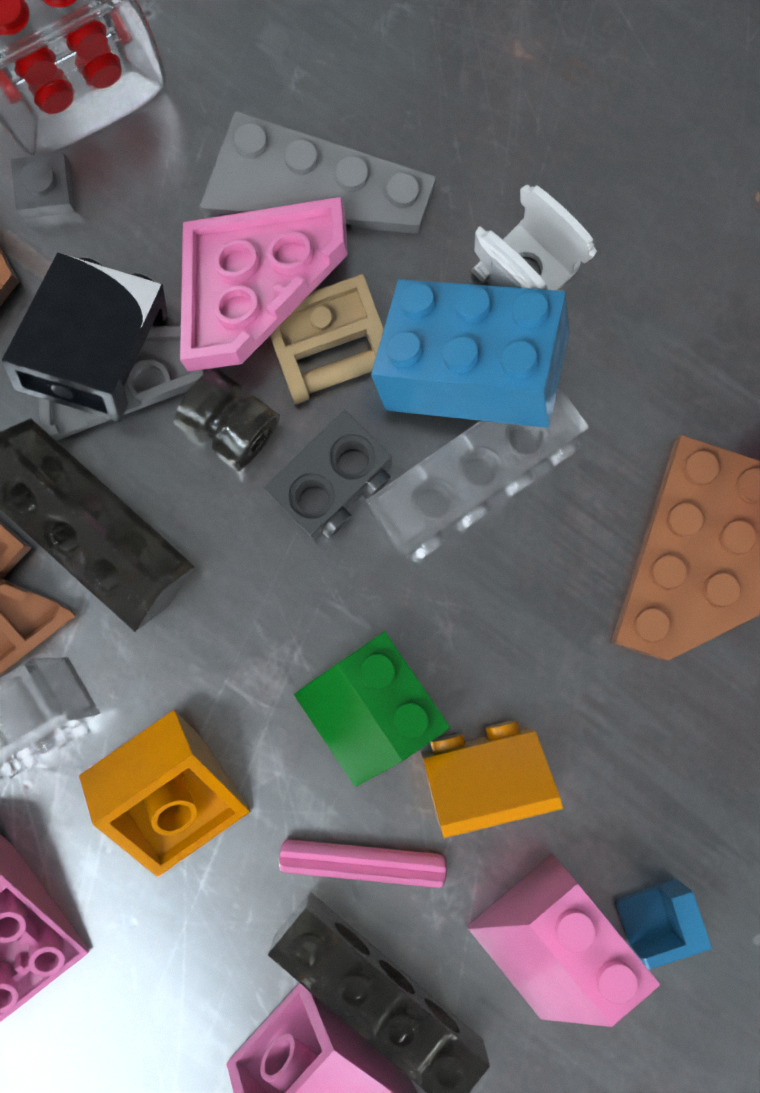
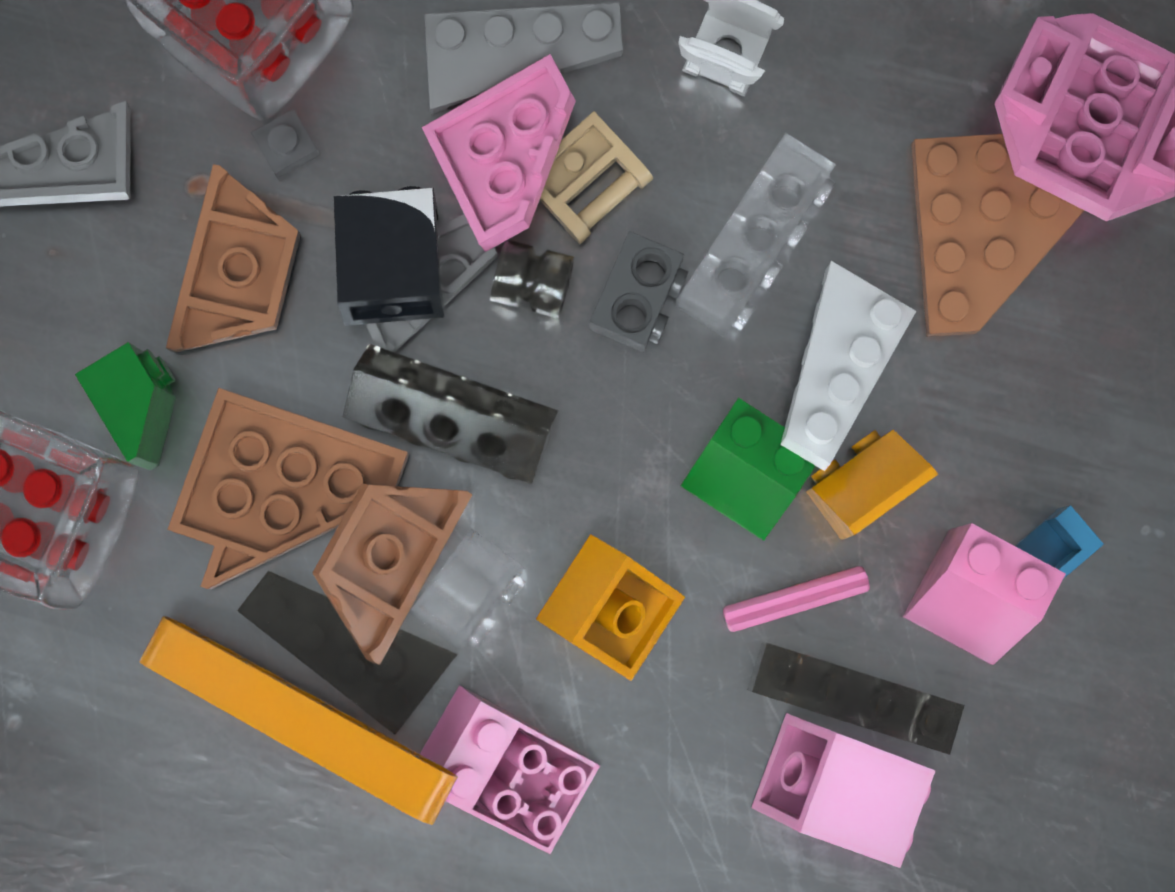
camera: 20 degrees left, 0 degrees up
(473, 352) = (715, 141): dark azure brick -> none
(509, 639) = (845, 355): none -> white wing

